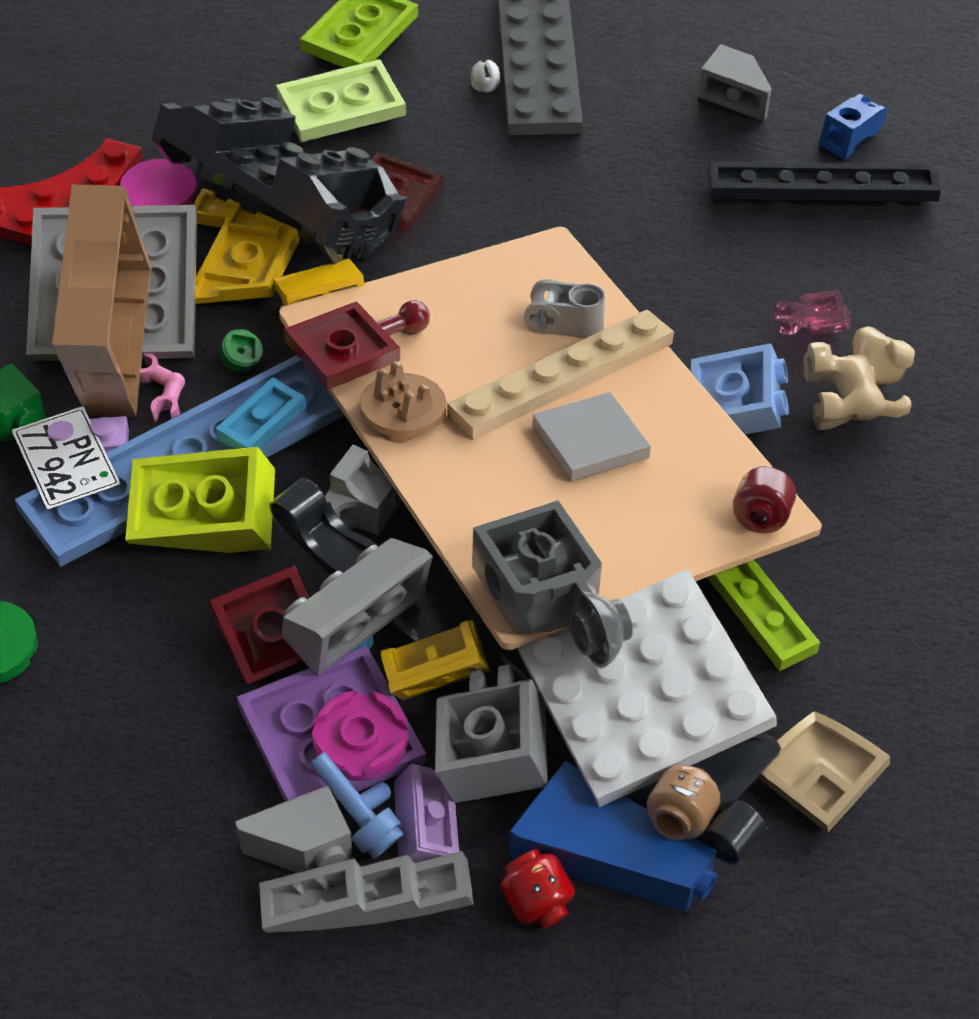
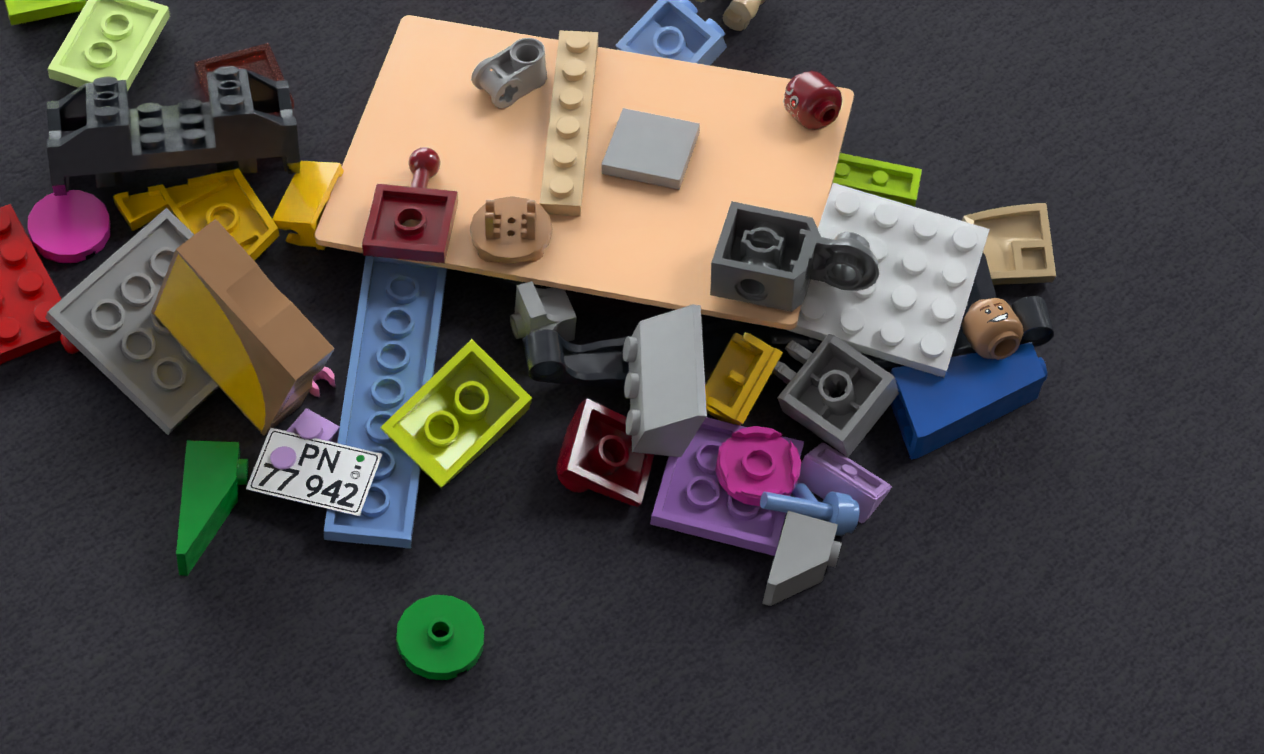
camera: 55 degrees left, 5 degrees up
(240, 351) = (315, 293): green tile -> none
(261, 416) = (417, 323): dark azure plate -> none
(365, 895) = (875, 555): light grey slope -> none
(537, 889) = (962, 458): red head -> none

